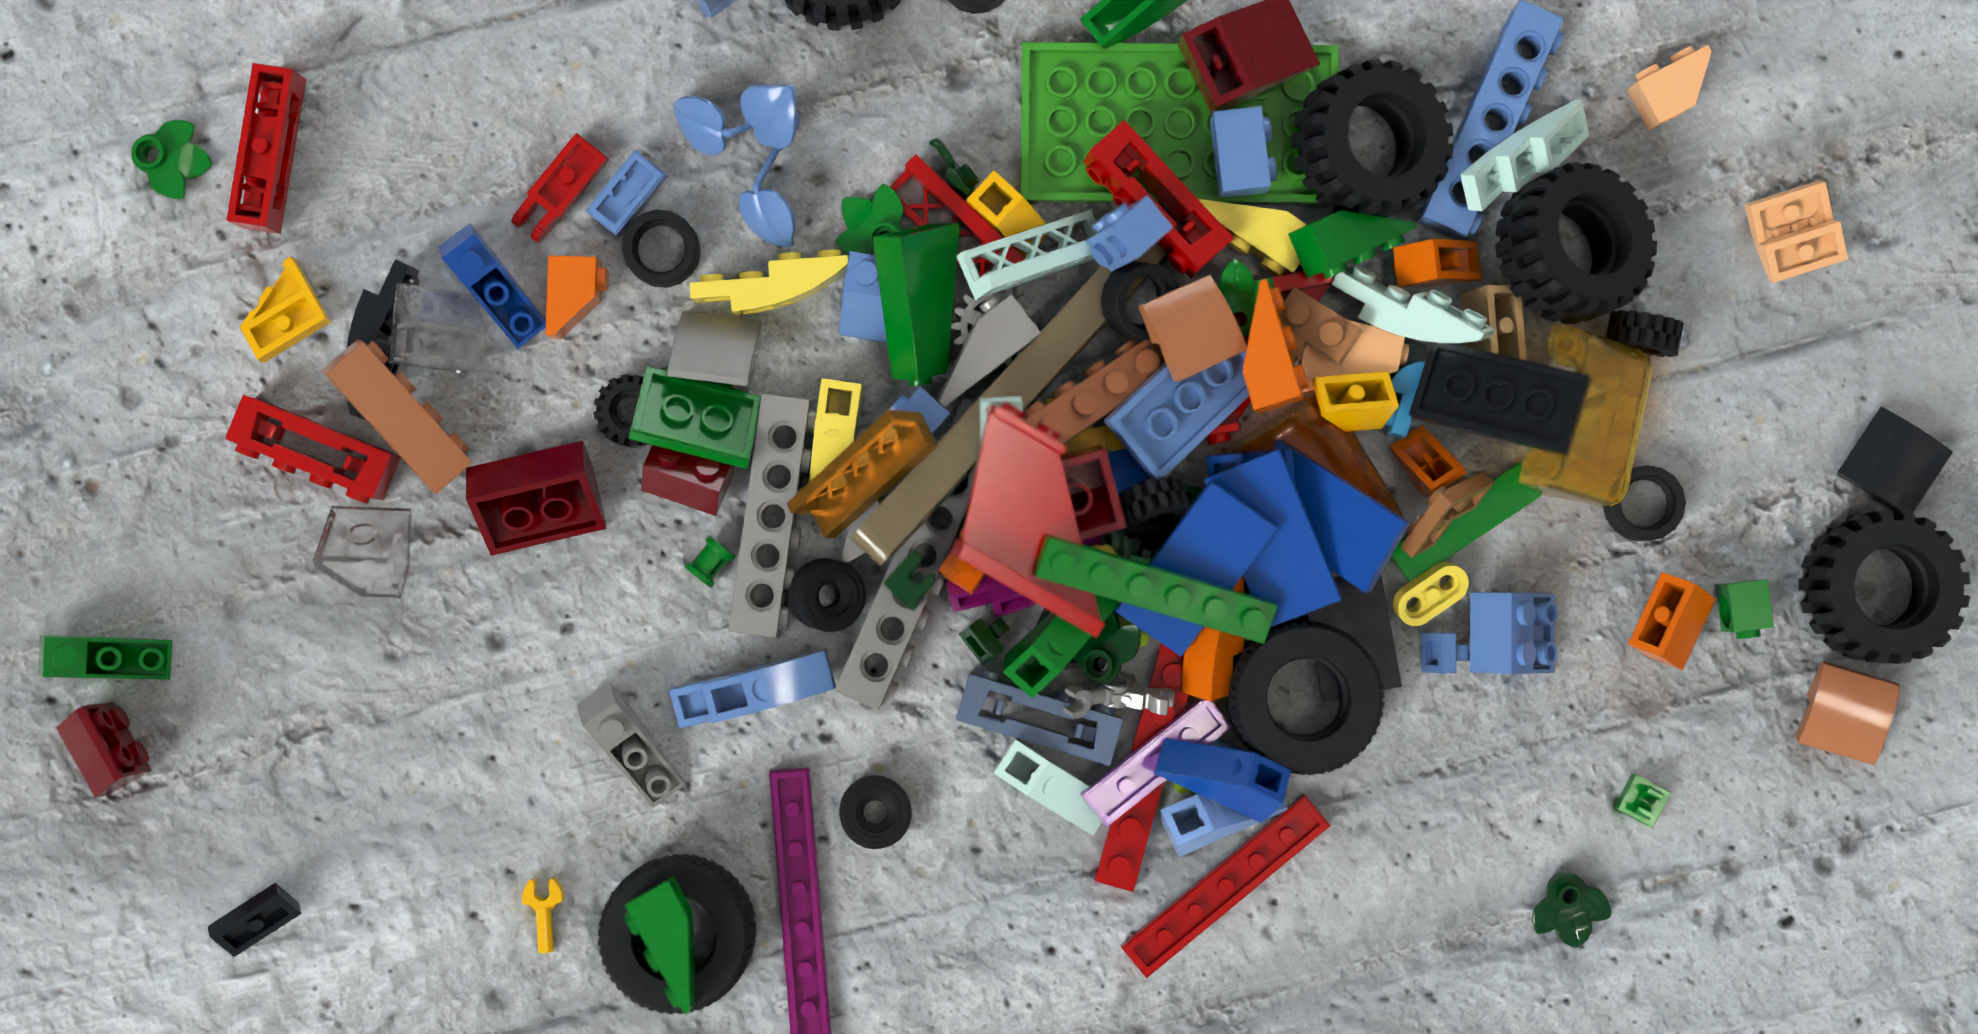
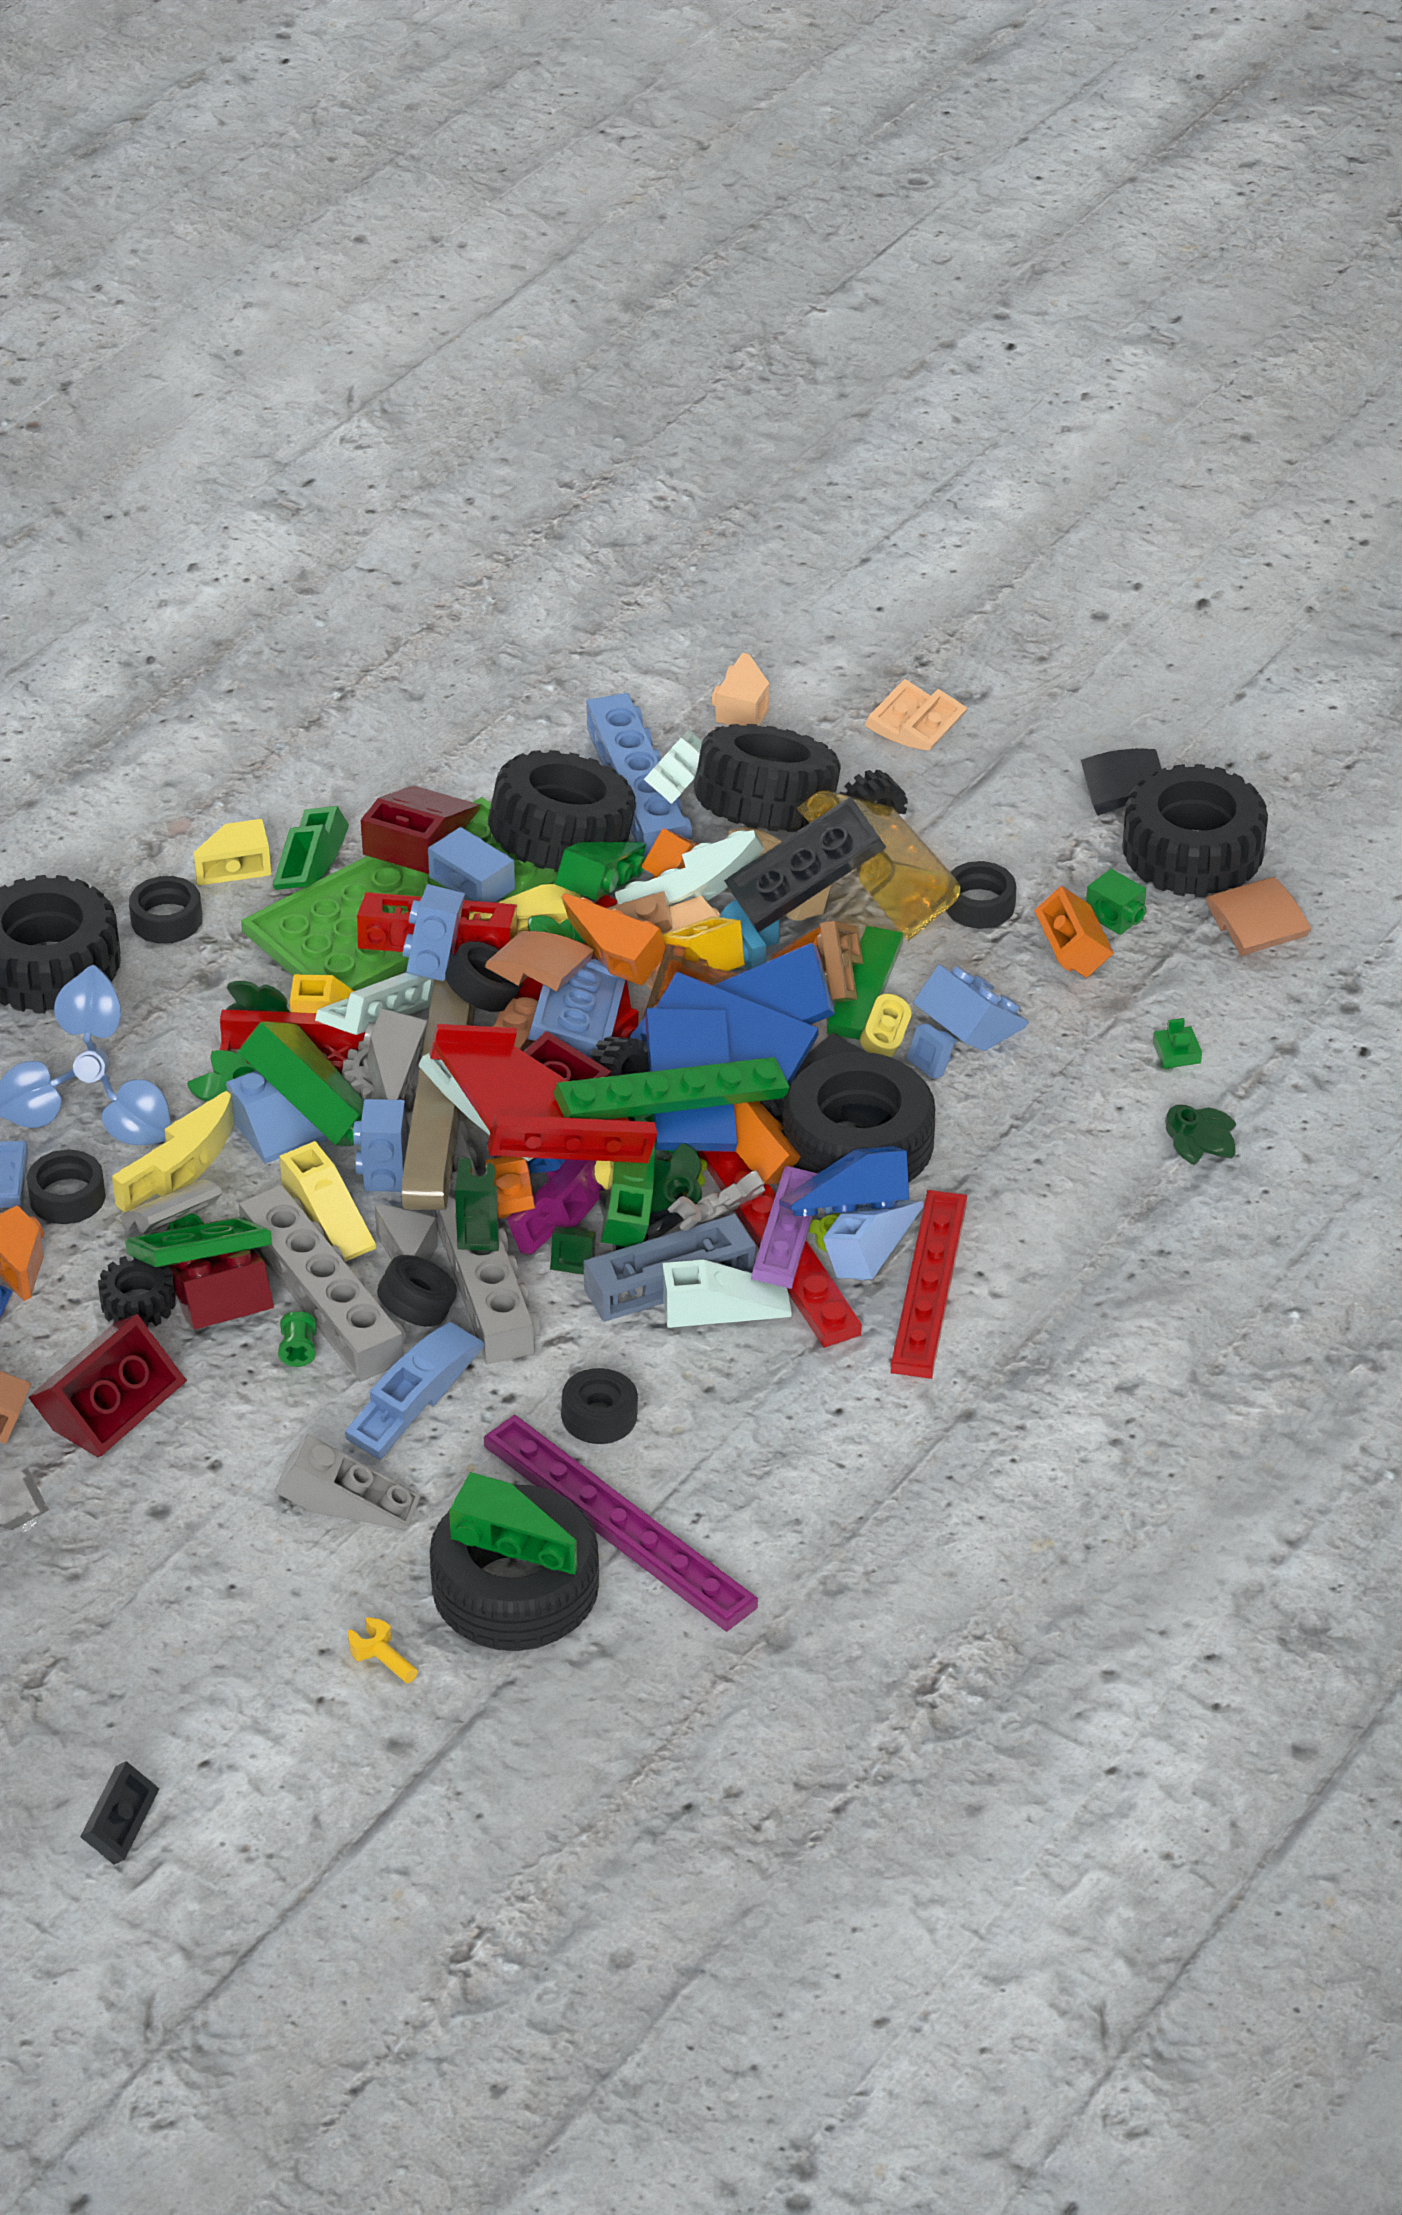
camera: 40 degrees left, 45 degrees down
(865, 471) = (374, 1175): pearl gold fence -> none

